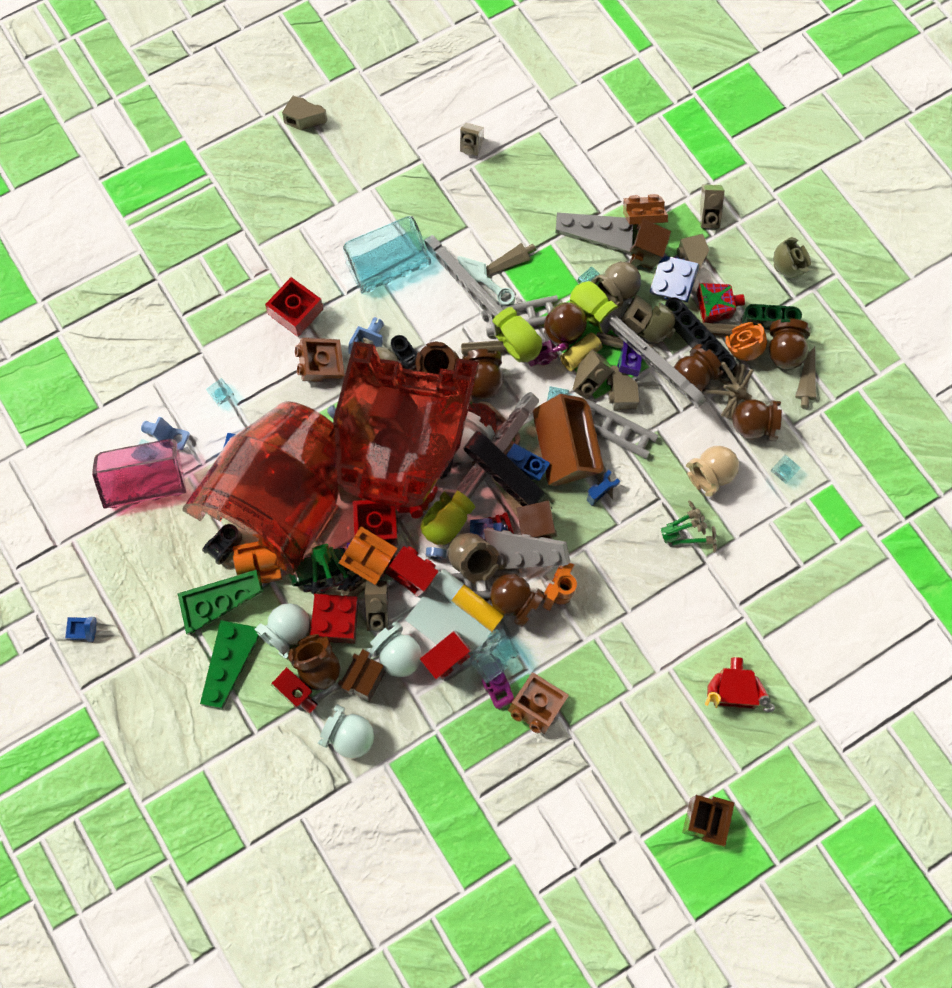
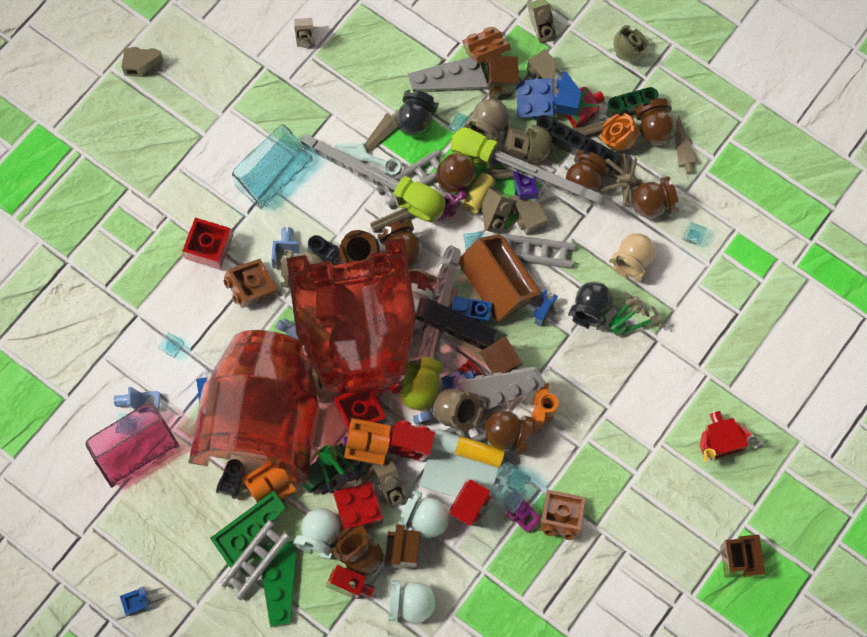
camera: 20 degrees left, 0 degrees up
(198, 630) = (267, 559): none -> light grey bar
(548, 253) = (416, 113): none -> black tile
(651, 502) = (592, 304): none -> black tile
(707, 287) = (567, 97): none -> blue slope

